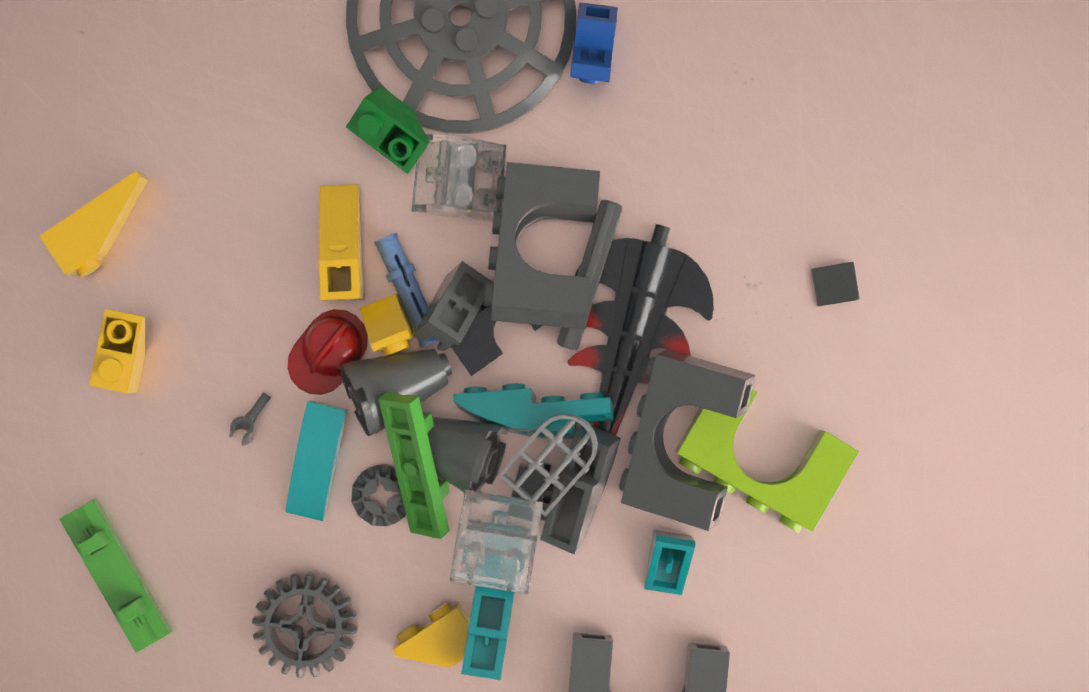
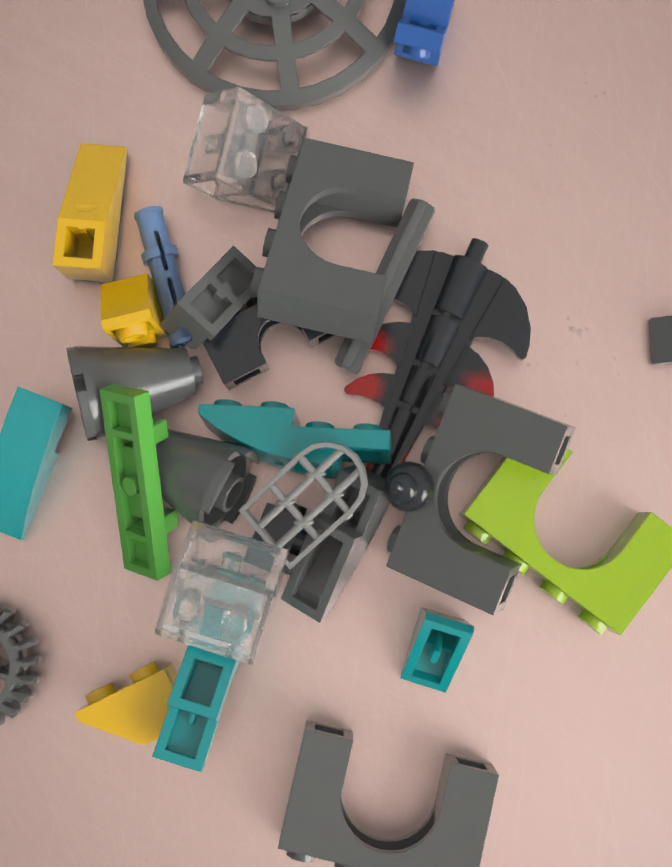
camera: 10 degrees right, 5 degrees down
(322, 349) = (58, 323): red piece -> none
(371, 510) = (82, 535): dark grey gear -> none
(390, 128) = (168, 79): green slope -> none
(630, 439) = (409, 486): none -> black plate

